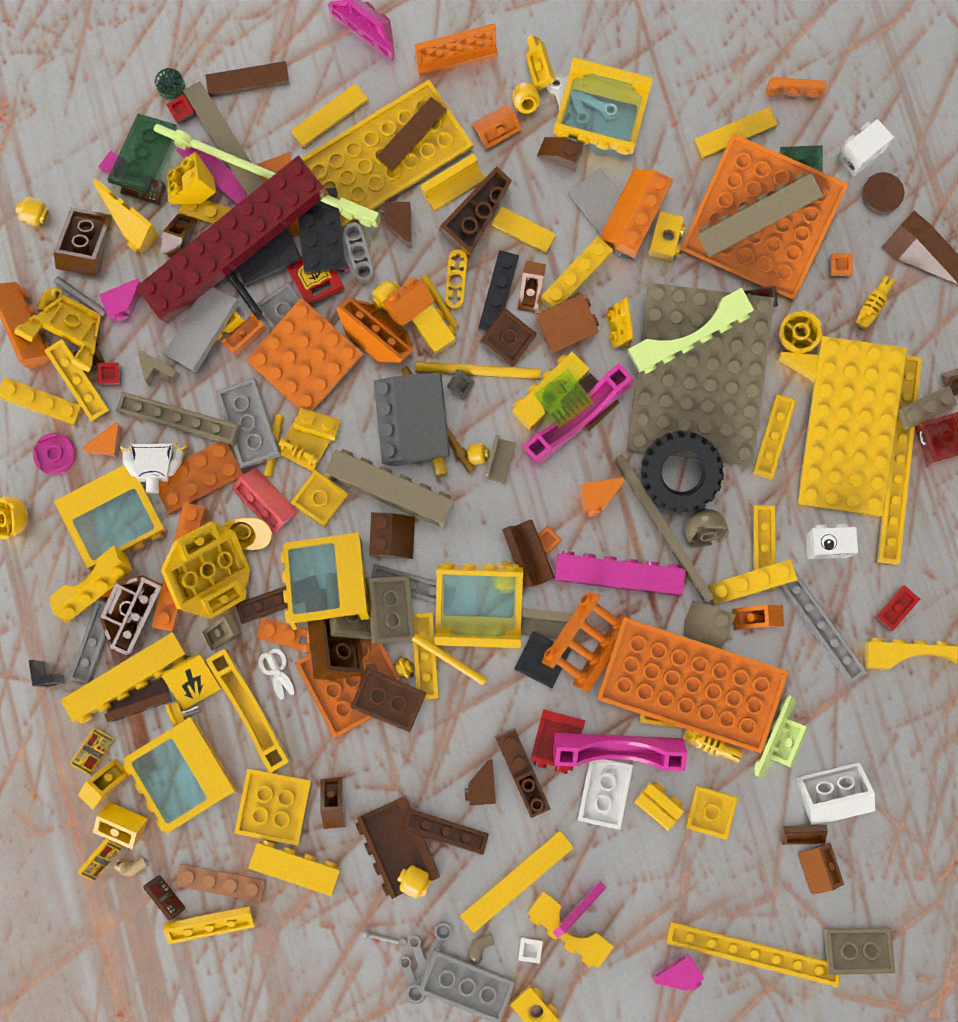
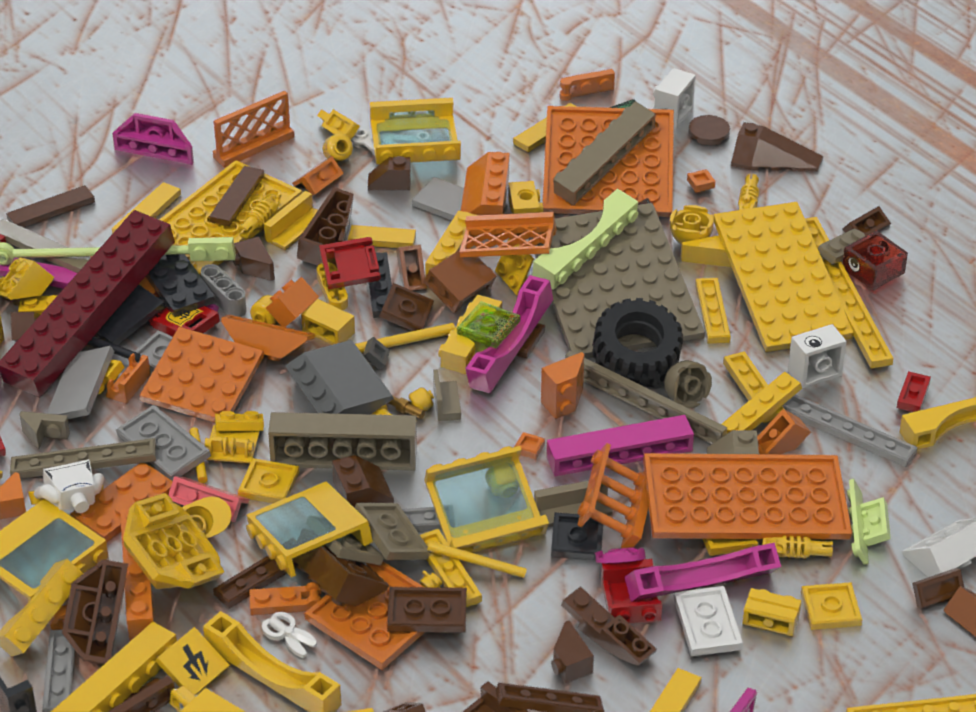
camera: 25 degrees left, 40 degrees down
(221, 632) = (210, 603): dark tan slope -> none
(419, 173) = (259, 215): none -> yellow hinge
(479, 270) = (354, 261): none -> red container
(528, 553) = (533, 463): reddish brown panel -> none
(563, 704) = (620, 555): none -> dark pink tile
(632, 292) = (504, 226): none -> orange fence

